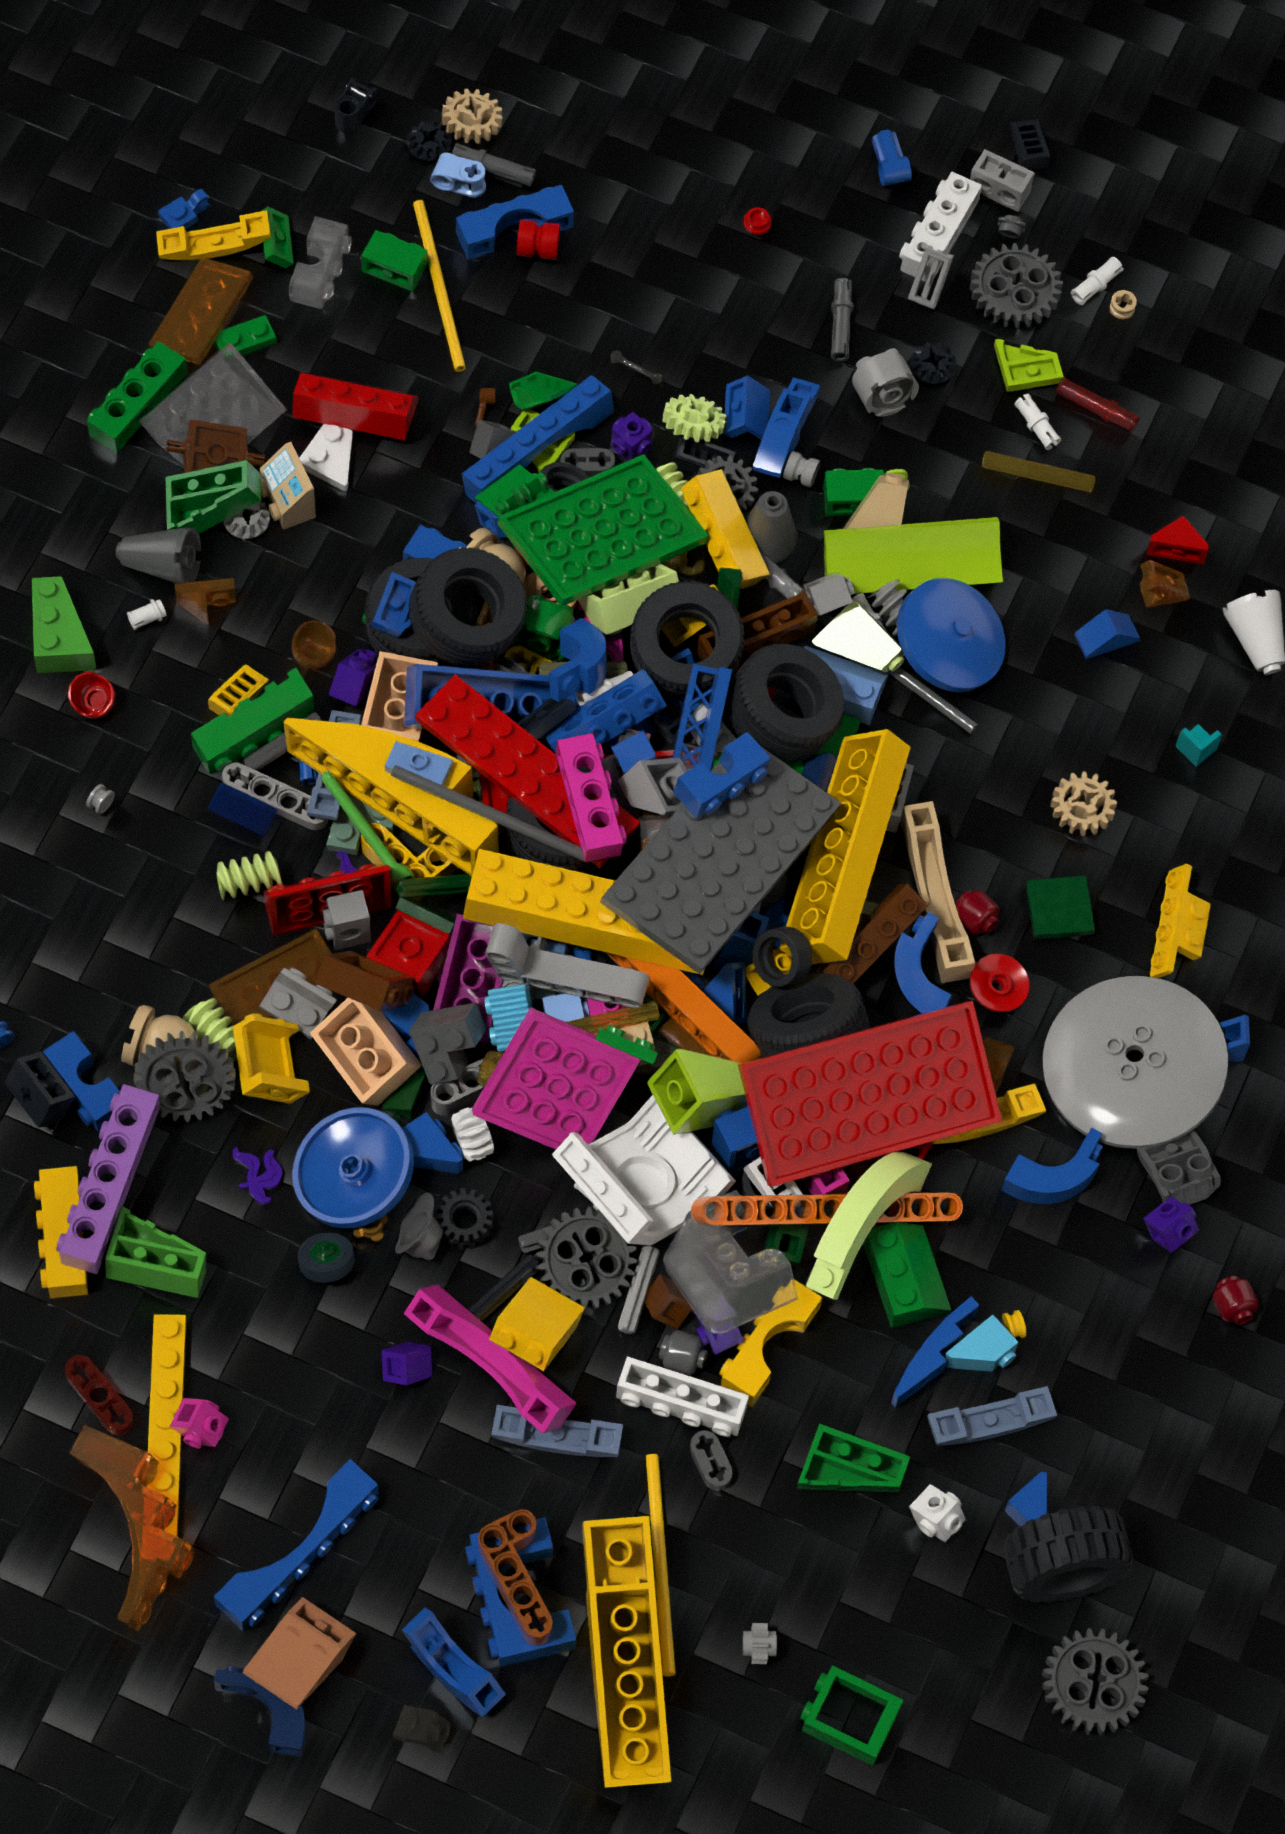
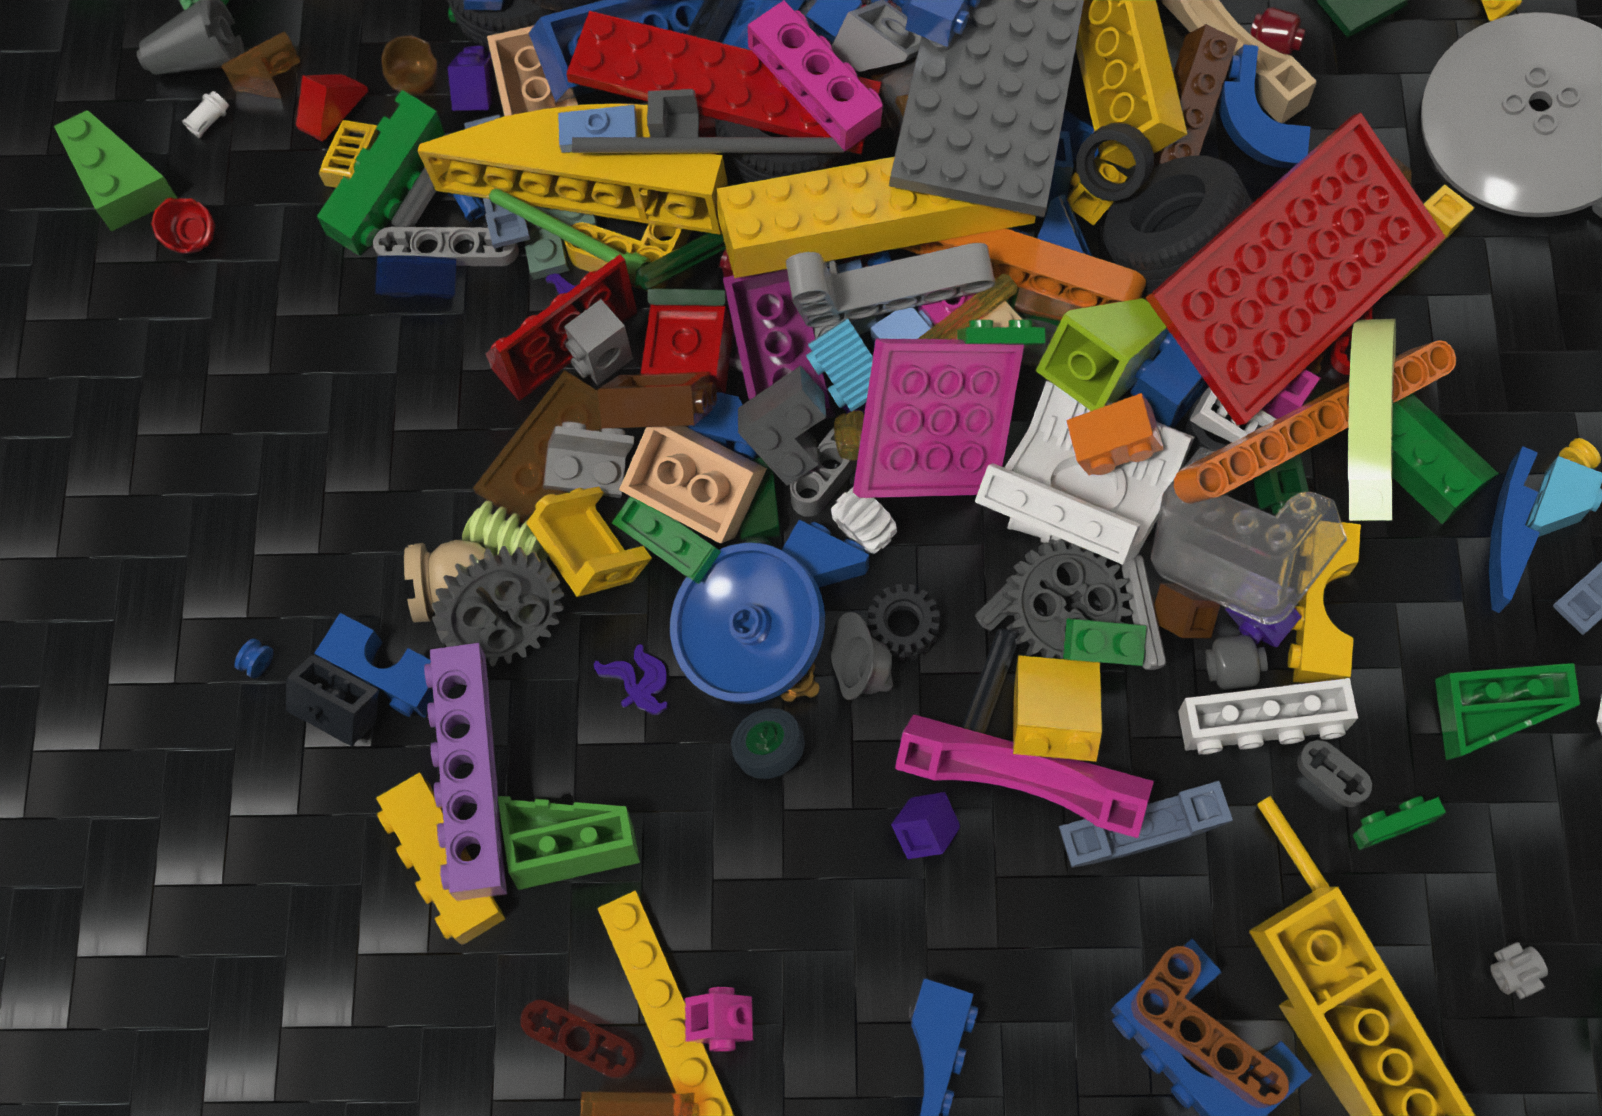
camera: 15 degrees left, 5 degrees up
(100, 799) = (247, 335): light grey bush -> none
(239, 645) = (326, 102): none -> red slope
(247, 875) = (457, 344): yellowish green piece -> none
(327, 1083) = (667, 539): none -> green tile
(475, 780) = (673, 113): none -> dark grey panel
(596, 1295) = (1104, 642): none -> green plate
(677, 1153) = (1115, 435): none -> orange brick
(747, 1511) = (1413, 815): none -> green plate
(1005, 972) = (1343, 92): red dish -> none
(1054, 1184) = (1511, 290): blue arch -> none

